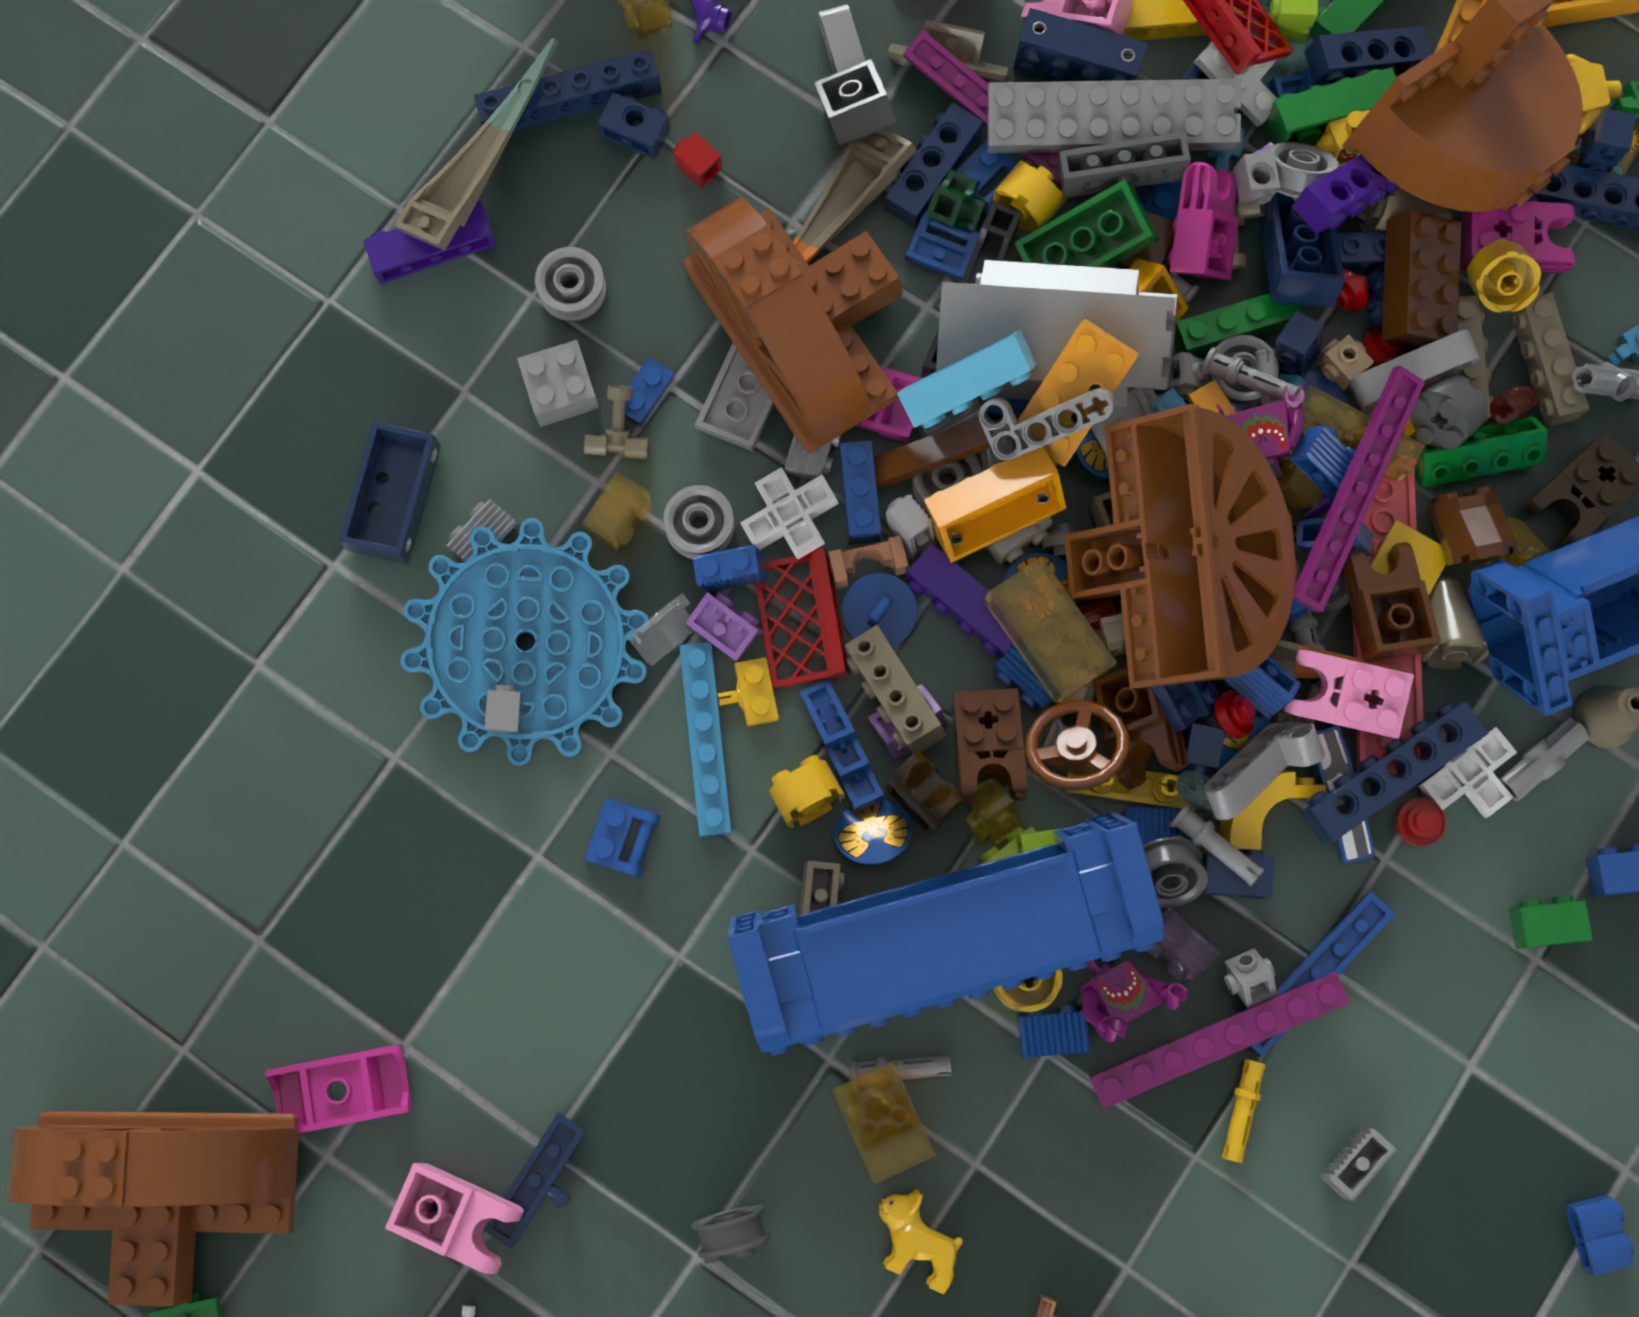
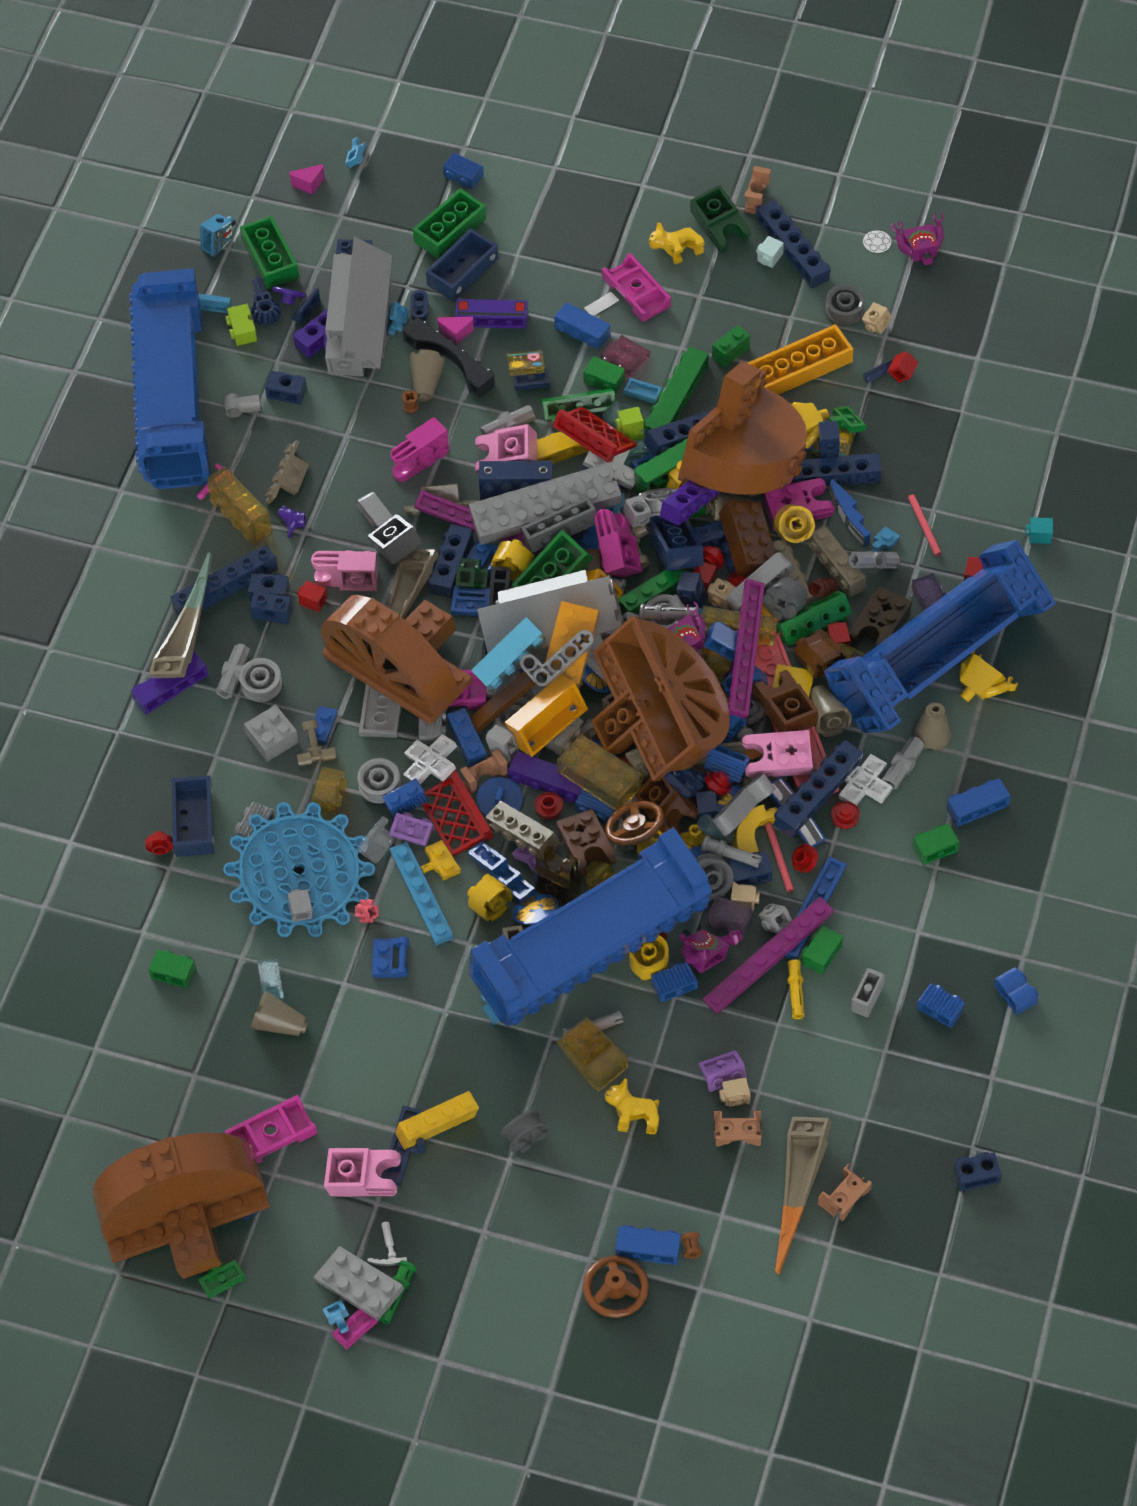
camera: 15 degrees left, 20 degrees down
(278, 748) = (172, 968): none -> green brick
(323, 522) = (159, 843): none -> red plate
(412, 893) = (278, 1017): none -> dark tan cone
(420, 825) = (270, 977): none -> clear light blue slope
(531, 251) = (231, 671): none -> light grey piece
(600, 1164) = (437, 1119): none -> yellow brick
(608, 747) = (366, 911): none -> coral gear
(627, 161) = (271, 607): none -> dark blue brick
(763, 132) = (346, 570): none -> bright pink brick
(951, 653) = (548, 805): none -> red plate
(1081, 1217) = (722, 1069): none -> medium lavender bracket
(1088, 1267) = (735, 1092): none -> tan window
(1213, 917) = (745, 895): none -> tan window
(1289, 863) = (779, 858): none -> coral bar
(1307, 1055) = (822, 949): none -> green brick
(1331, 882) = (804, 858): none -> red plate
(1332, 319) = (708, 573): none -> red brick
(1469, 1220) = (941, 1005): none -> blue brick
(1512, 494) = (839, 633): none -> red brick
(1592, 268) = (847, 510): none -> blue slope

